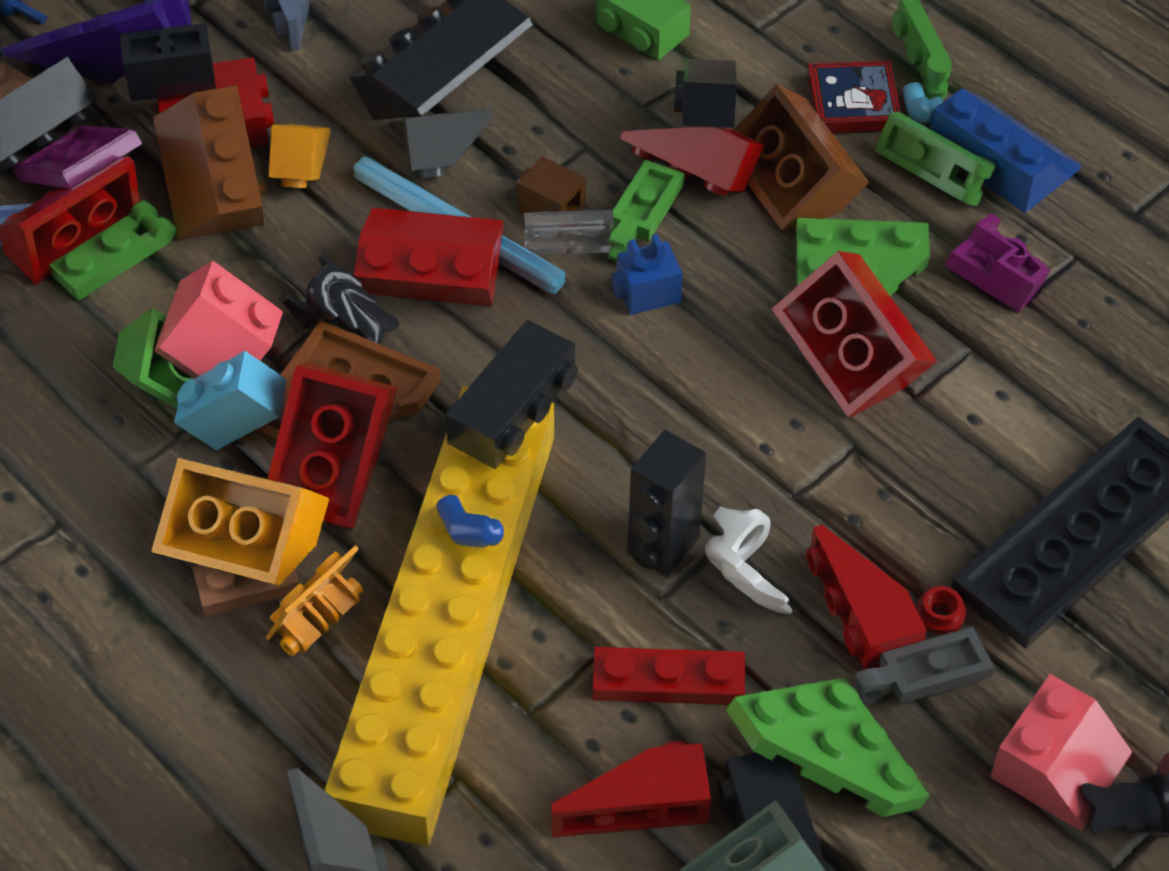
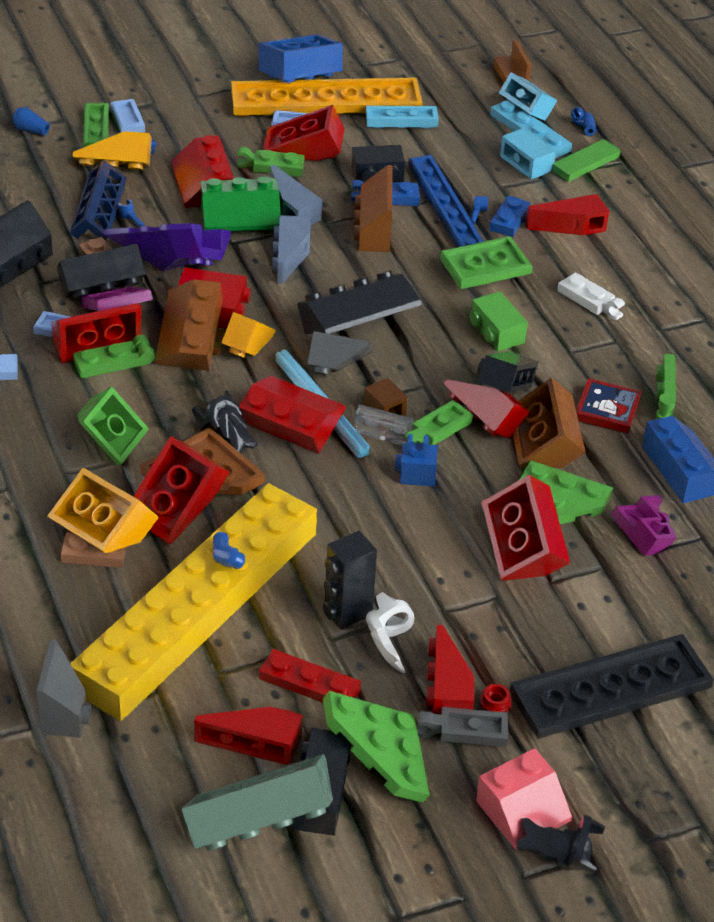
camera: 20 degrees right, 10 degrees down
(167, 62) = (190, 260): black hinge -> none
(215, 320) = (144, 411): coral slope -> none
(230, 400) = (130, 449): medium azure brick -> none
(307, 608) = (129, 563): light orange hinge -> none
(511, 394) = (289, 491): black brick -> none
(917, 105) = (647, 414): medium azure arm -> none
(933, 158) = (636, 452): bright green plate -> none

